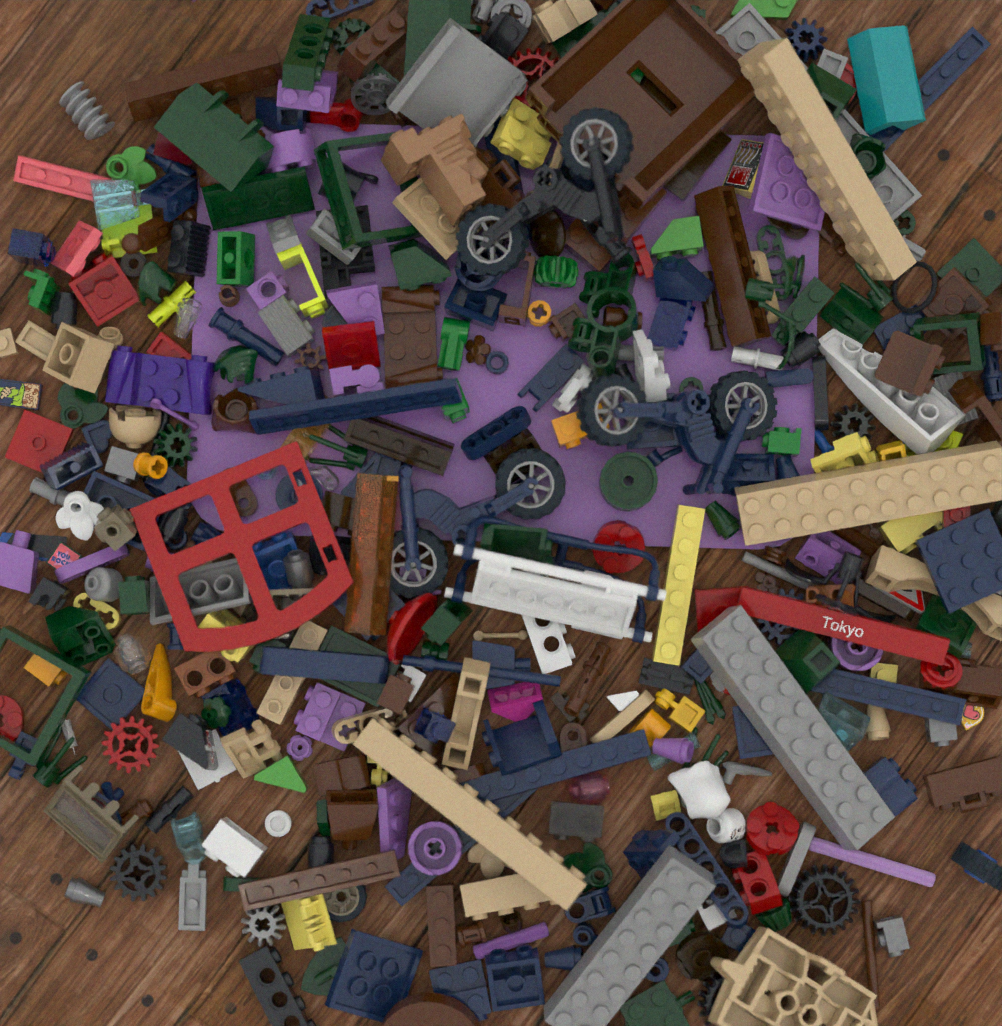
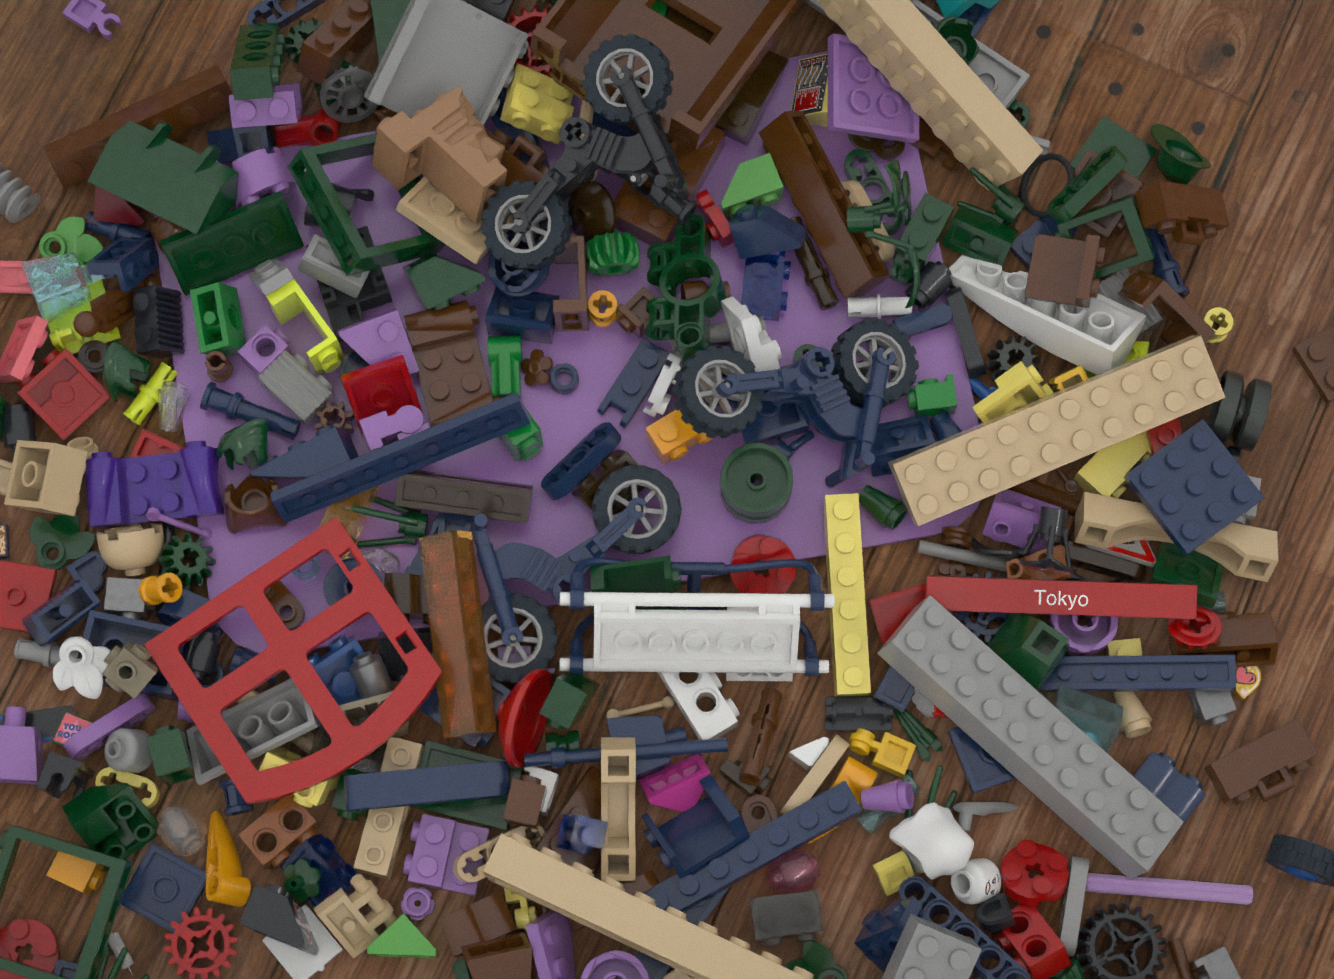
camera: 15 degrees left, 10 degrees down
(944, 298) = (1086, 184): none -> dark green beam

